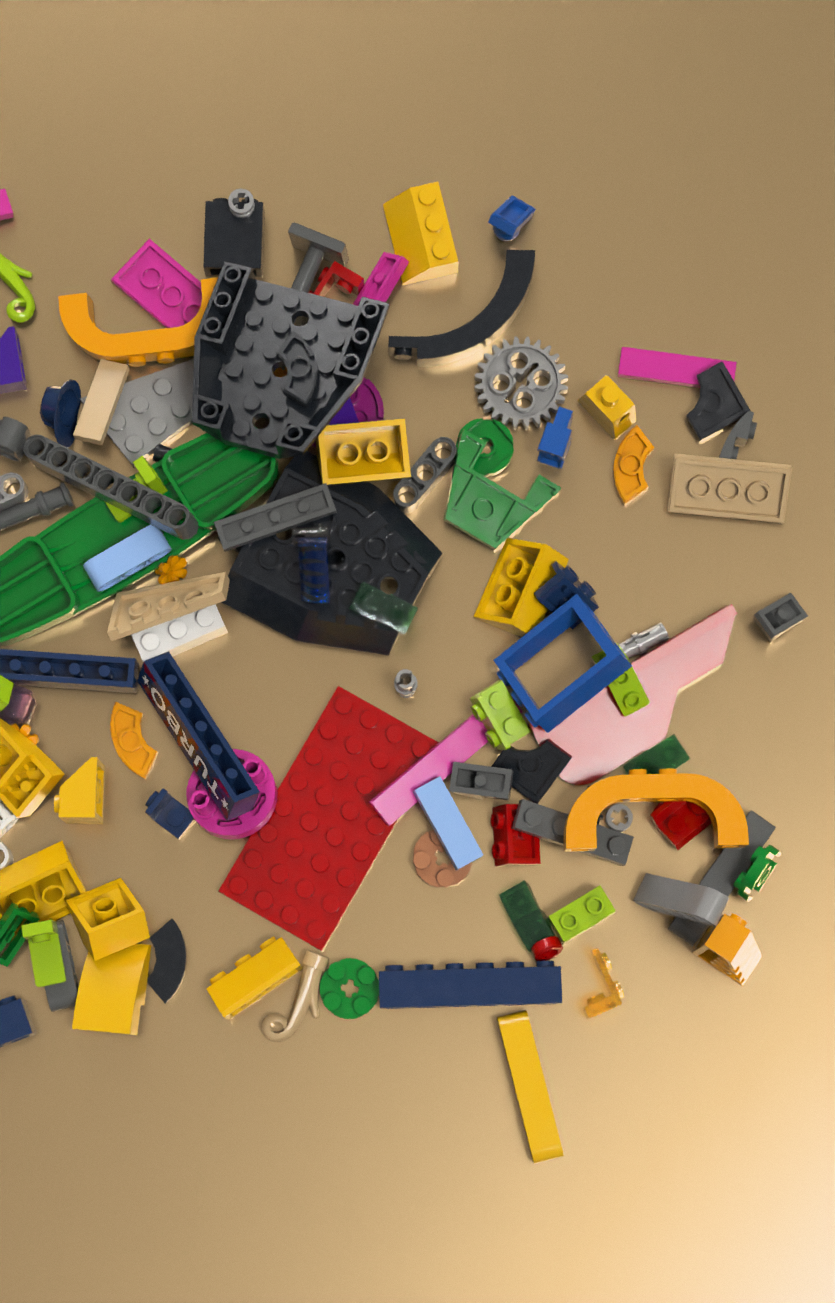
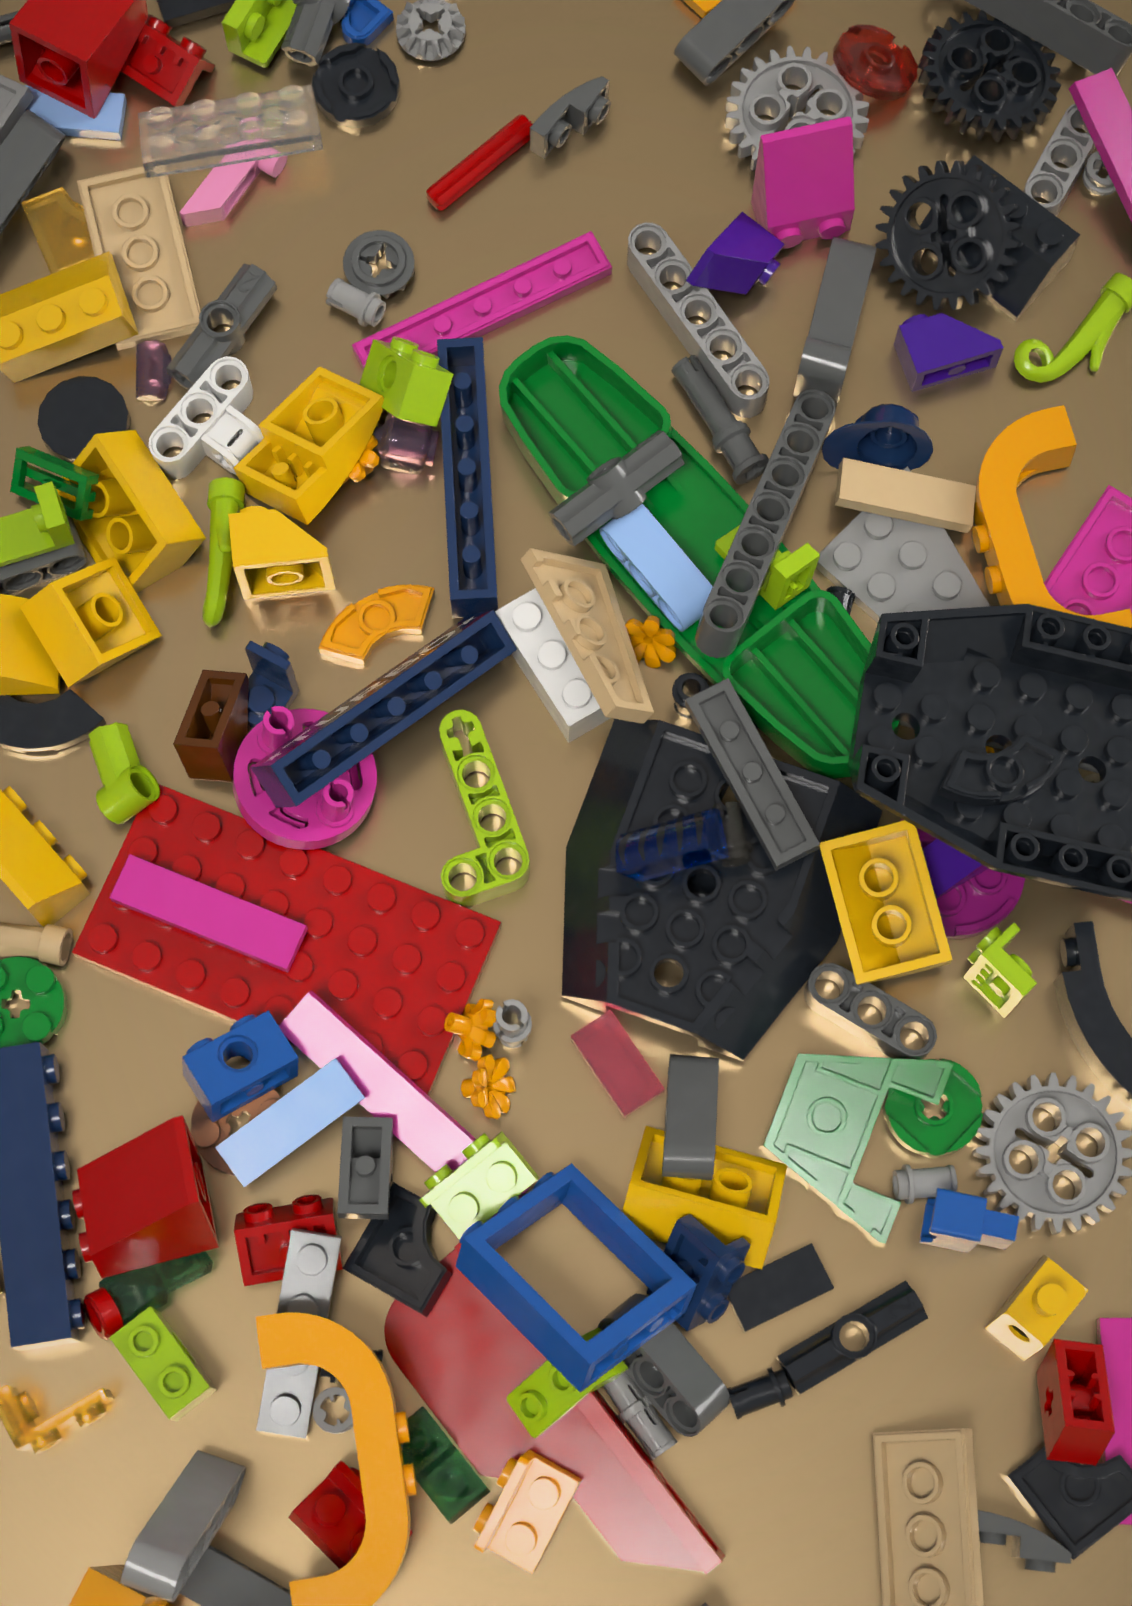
camera: 80 degrees right, 5 degrees down
(36, 827) = (224, 498): none -> lime plant
(74, 574) = (616, 488): none -> dark grey piece
(189, 845) = (214, 725): none -> reddish brown slope
(209, 545) = (684, 687): none -> black pin
(219, 907) = (125, 782): none -> lime piece
(263, 693) = (477, 804): none -> lime beam
(310, 861) = (208, 913): none -> dark pink tile
(383, 608) = (626, 966): clear green slope -> none
(403, 708) = (473, 1028): none -> light orange plant
(413, 397) = (997, 975): none -> lime bracket
(421, 862) = (228, 1089): none -> blue brick
(435, 628) = (617, 1064): none -> clear pink tile
(439, 705) = (489, 1086): none -> light orange plant
(475, 586) = (690, 1117): none -> dark grey beam
(485, 914) = (145, 1202): none -> red slope
(528, 460) = (922, 1182): none -> light grey pin
(579, 550) = (779, 1287): none -> black tile
(607, 497) = (880, 1321): none -> black piece
(621, 619) = (674, 1376): none -> dark grey beam
(629, 464) = (945, 1357): light orange tile -> none
(638, 571) = (760, 1393): none -> black pin
(666, 394) = (1075, 1402): none -> red brick
(689, 711) = (527, 1510): none -> bracket

